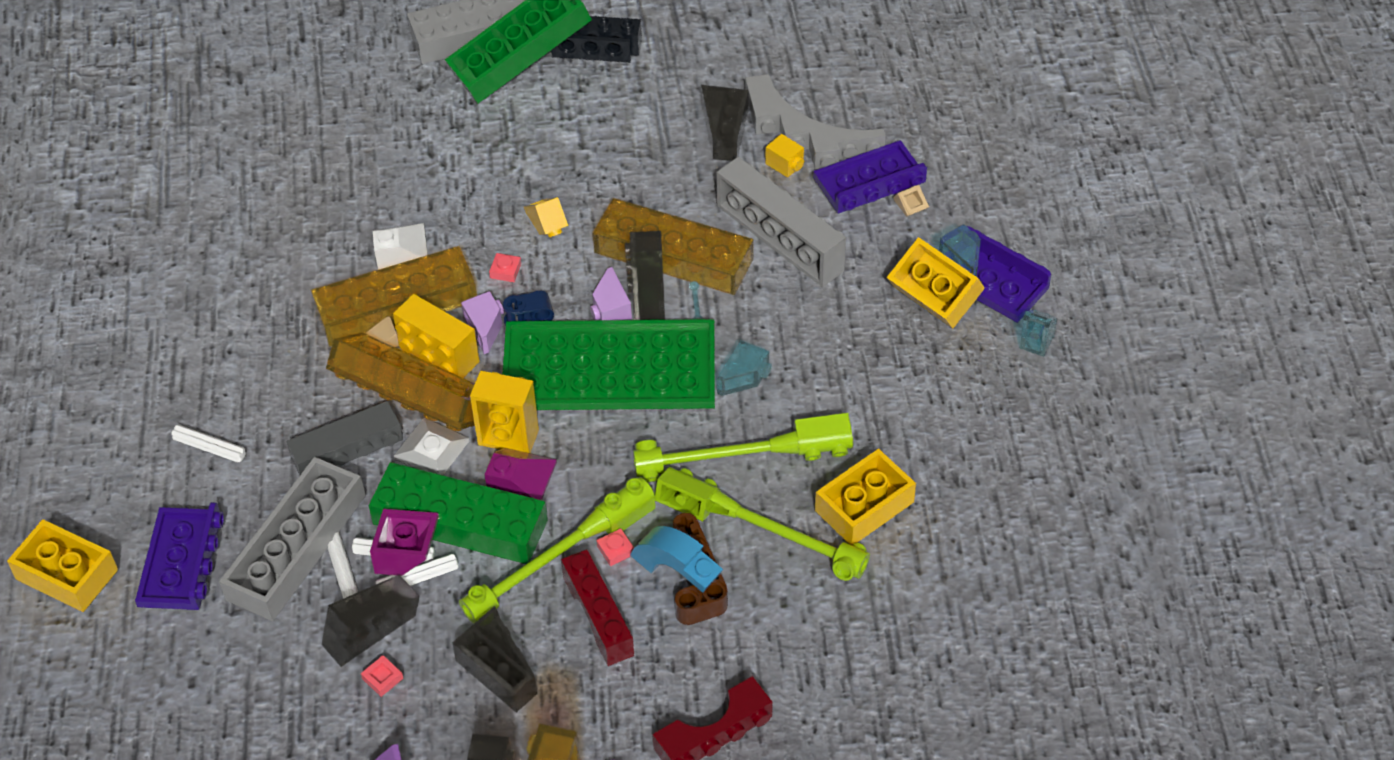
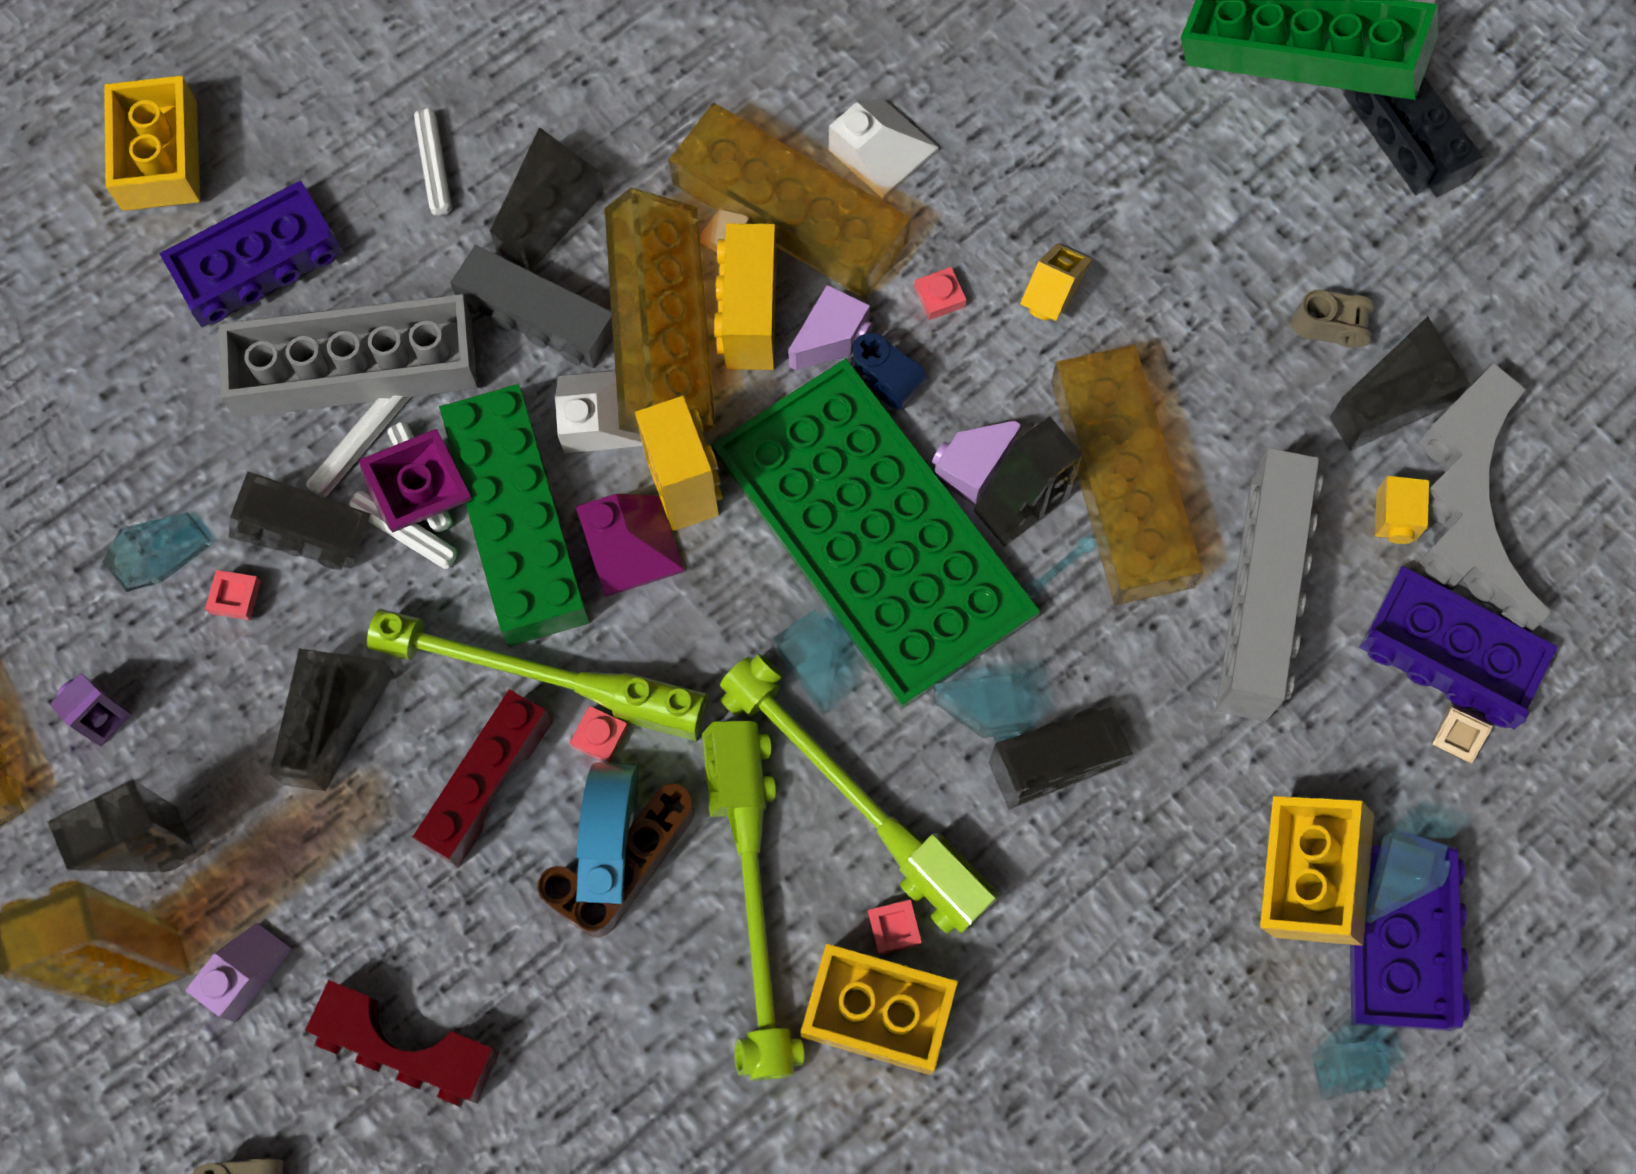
camera: 55 degrees right, 20 degrees up
(285, 397) = (544, 201): none -> clear smoke wedge
(319, 701) = (154, 550): none -> clear light blue slope
(659, 424) = (812, 655): none -> clear light blue slope
(666, 125) = (1341, 318): none -> dark tan piece
(794, 355) = (1058, 755): none -> clear smoke wedge
(825, 470) = (894, 927): none -> coral plate

